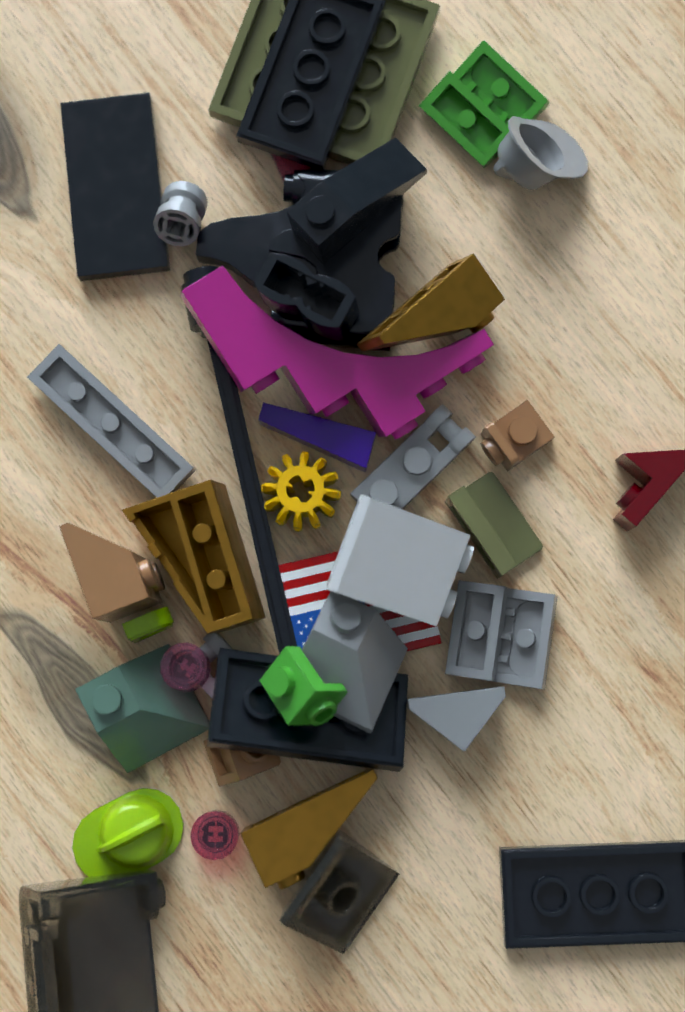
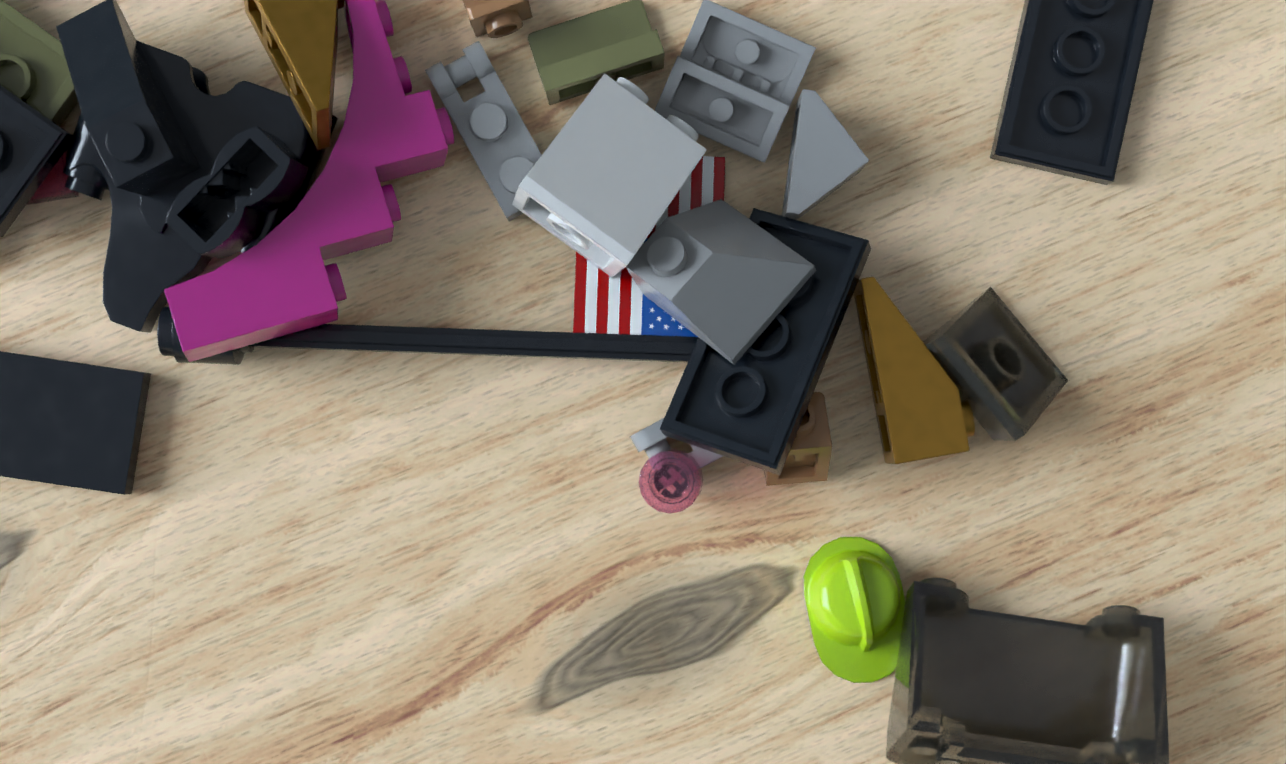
camera: 85 degrees left, 5 degrees up
(111, 423) = (330, 499): light grey plate -> none
(111, 576) = (528, 543): medium nougat slope -> none
(140, 712) = (710, 552): sand green slope -> none
(148, 624) = (603, 515): lime tile -> none
(180, 213) = (78, 336): light grey wheel -> none
(202, 552) = (531, 422): pearl gold wedge -> none
(215, 834) = (884, 500): clear pink tile -> none
(300, 690) = (742, 337): bright green bracket -> none
(308, 477) = (471, 266): yellow gear -> none
(329, 437) = (429, 223): dark purple piece -> none

